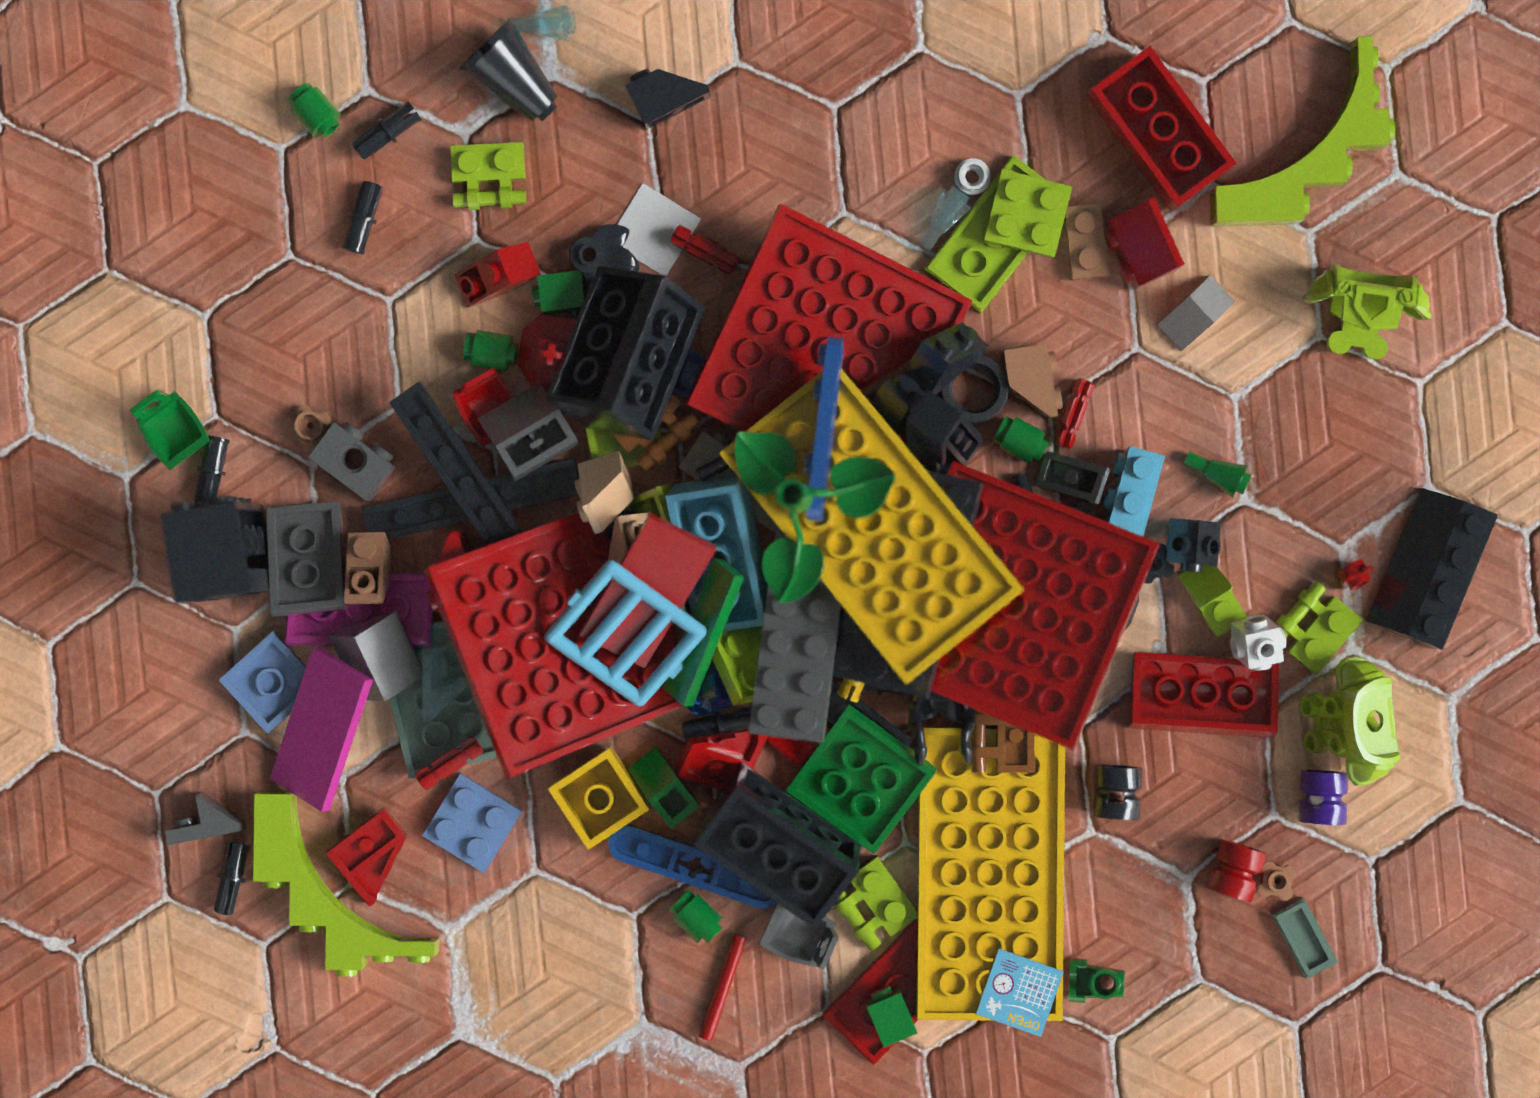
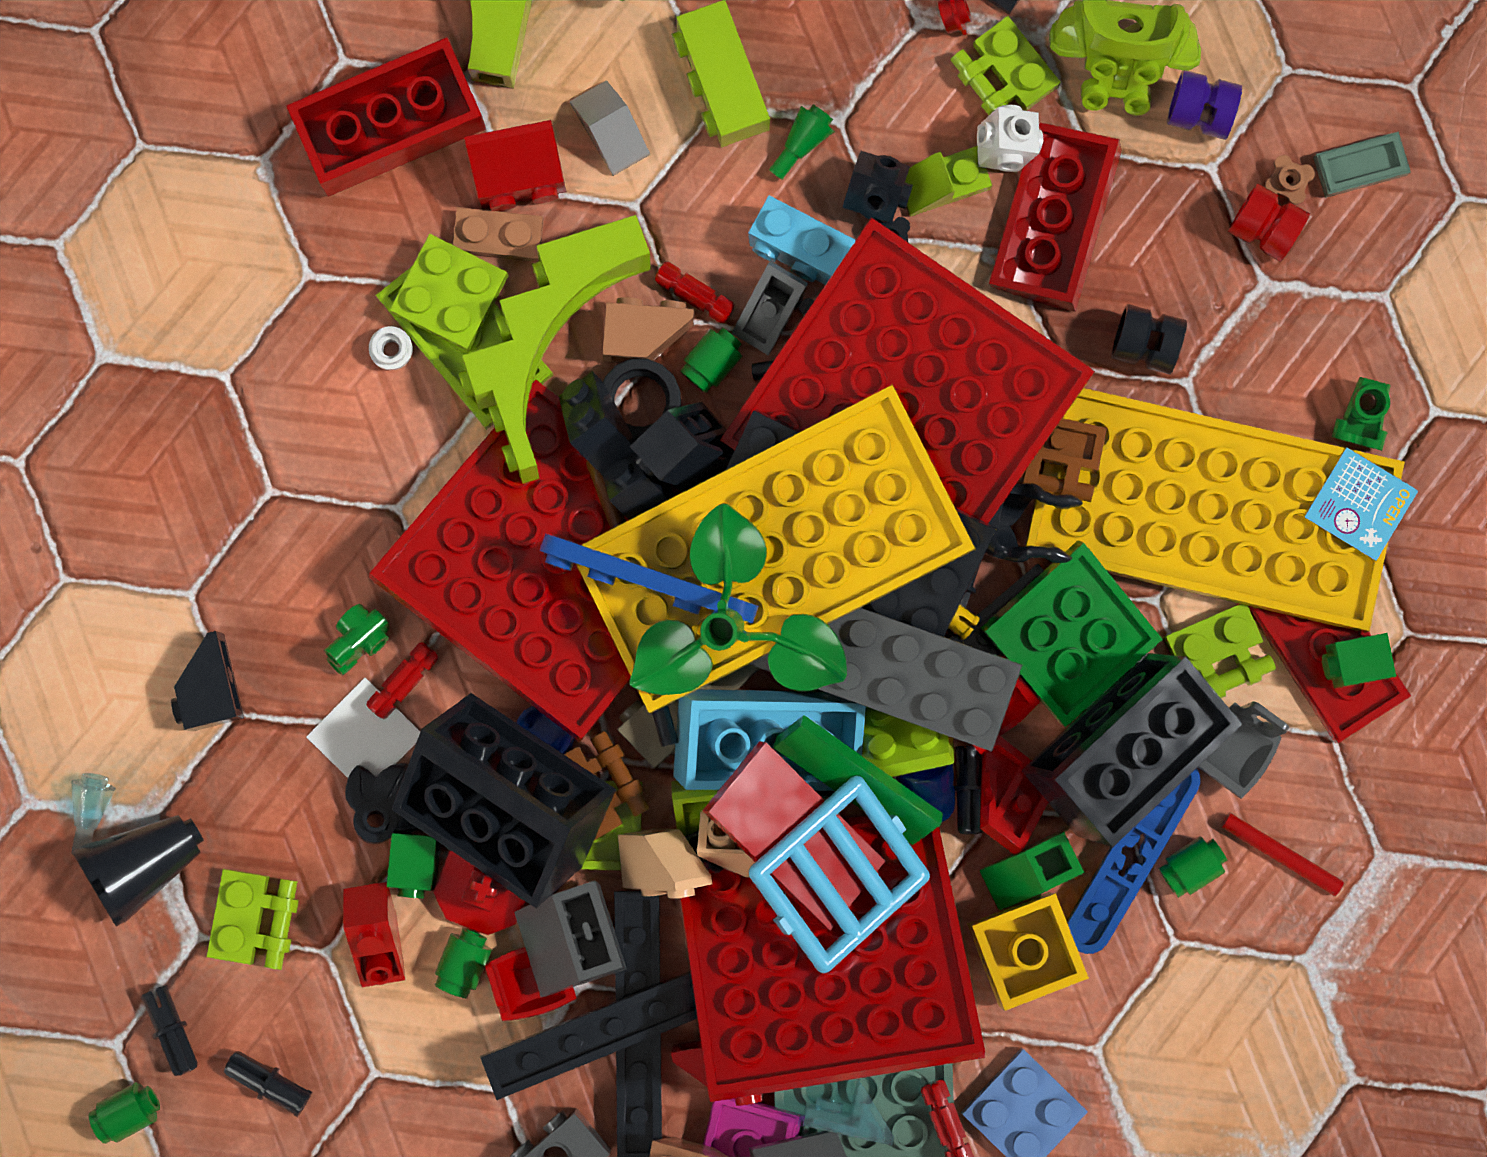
camera: 80 degrees left, 5 degrees down
(734, 208) = (361, 633): none -> green plate
(948, 210) = (423, 384): clear light blue cone -> none
(1066, 311) = (567, 276): none -> lime arch
(1259, 394) = (721, 74): none -> lime brick

